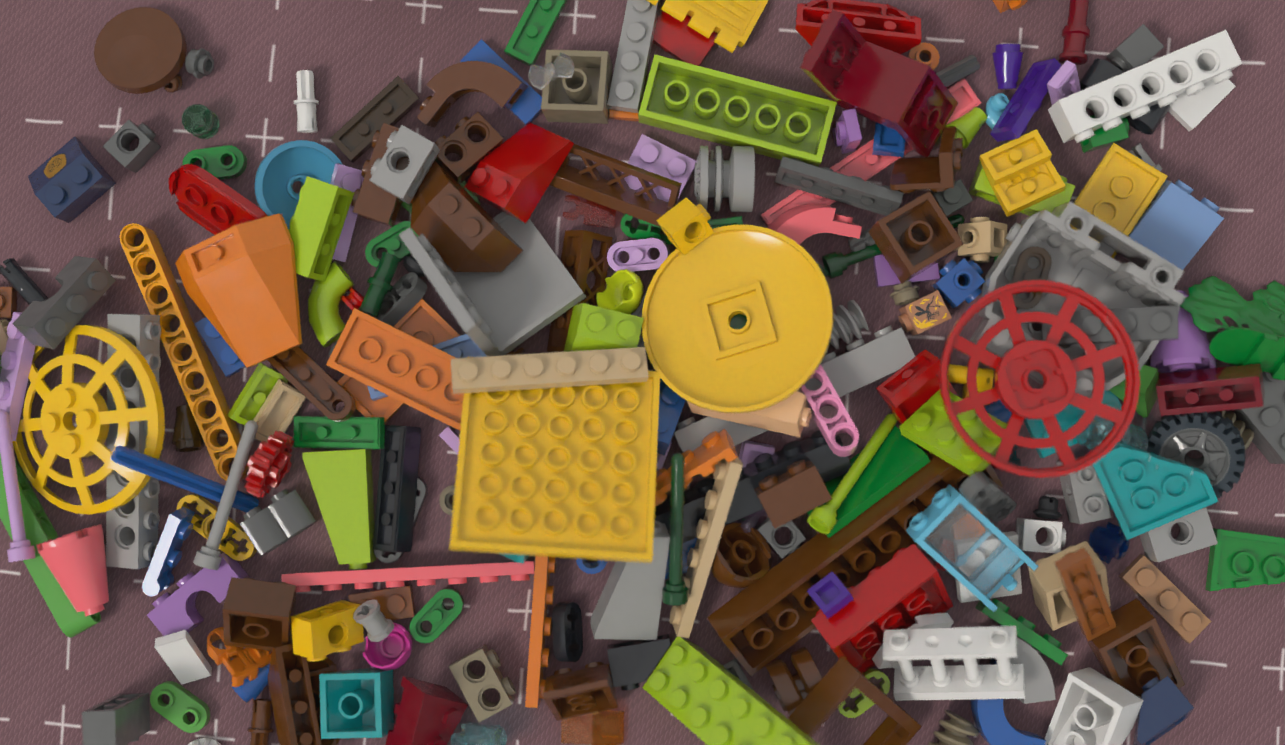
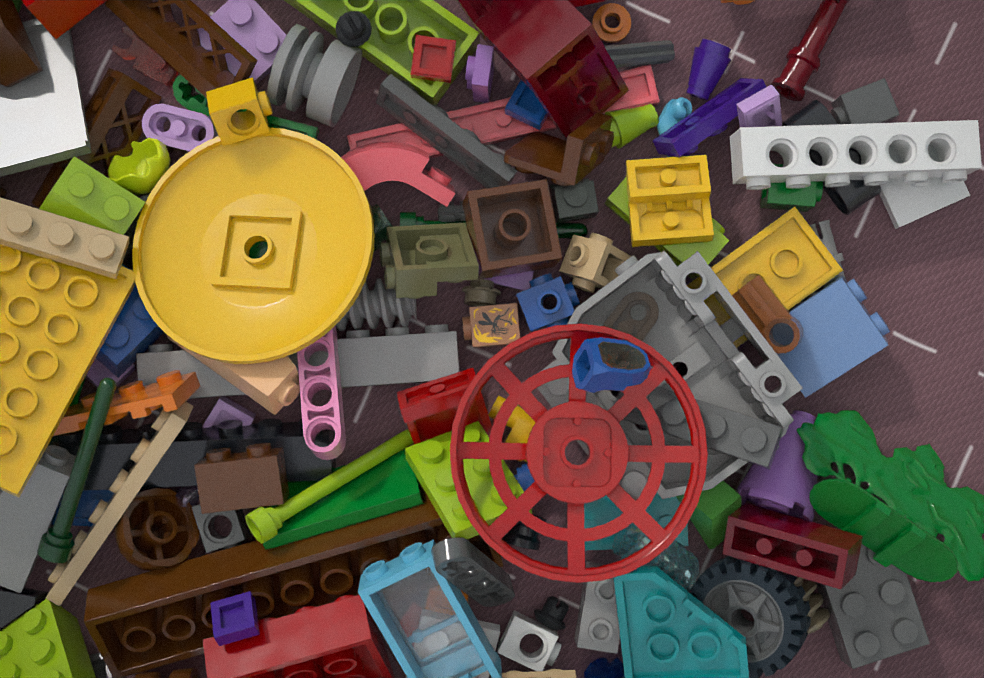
camera: 15 degrees right, 0 degrees up
(745, 133) = (353, 28): none -> black piece
(812, 133) = (433, 59): none -> red tile
(862, 280) = (424, 255): none -> olive plate
(1040, 307) = (609, 365): none -> blue rock
(1128, 224) = (766, 311): none -> dark orange piece

